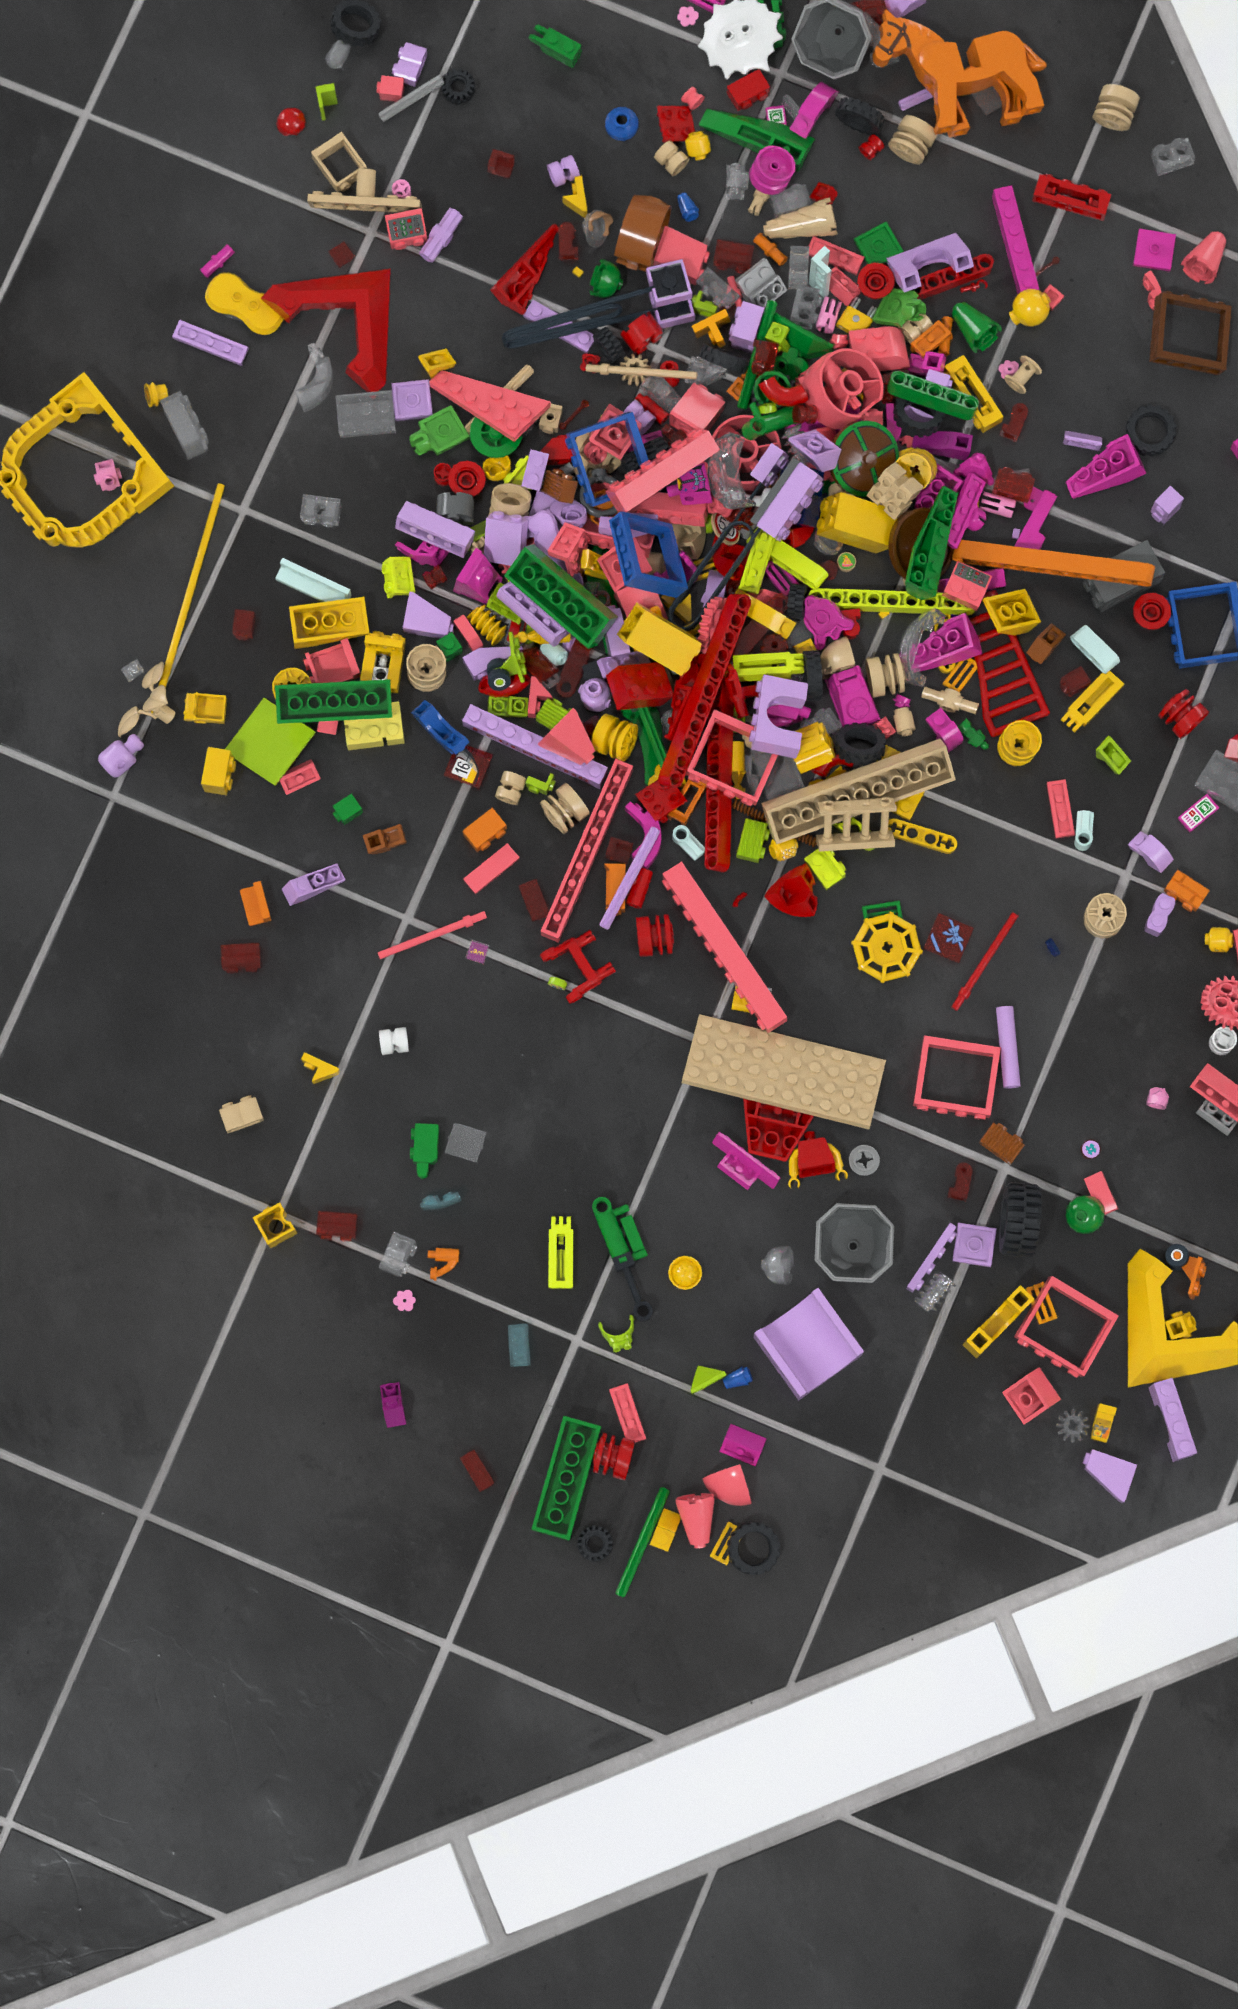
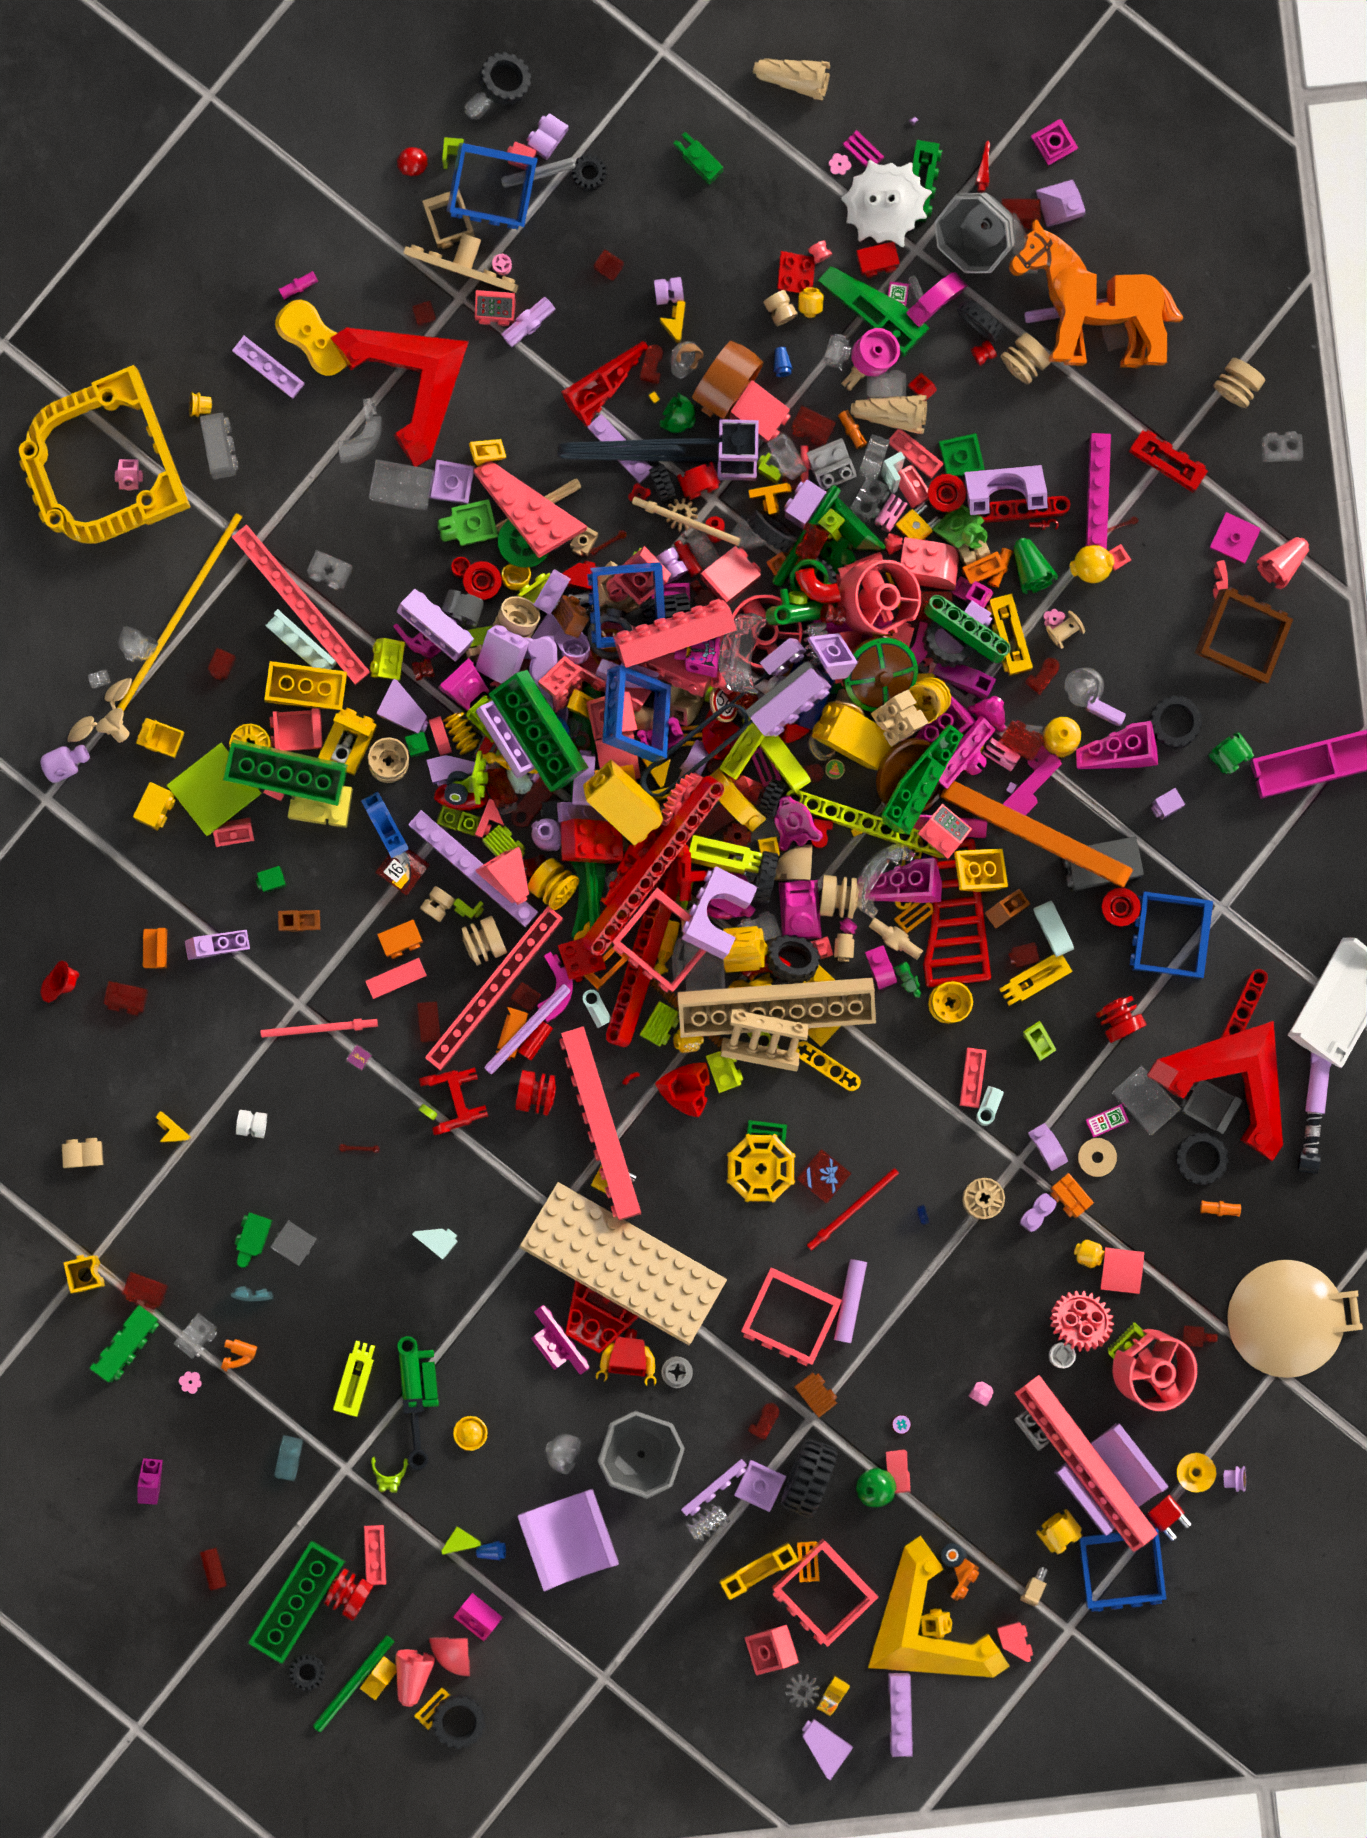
camera: 10 degrees right, 5 degrees up
(158, 629) = (136, 645): none -> clear cylinder
(173, 959) = (60, 980): none -> red piece
(302, 549) = (301, 604): none -> coral plate
(332, 1281) = (125, 1344): none -> green wedge
(364, 88) = (493, 219): none -> blue window
(486, 1040) = (343, 1148): none -> clear red hinge
(601, 1100) = (437, 1240): none -> light aqua slope
(624, 131) = (741, 266): blue piece -> none
(1049, 471) = (1061, 736): none -> yellow cylinder
(1056, 420) = (1084, 686): none -> clear cylinder
(1199, 838) = (1107, 1151): none -> tan tile
(1211, 443) = (1230, 753): none -> green brick

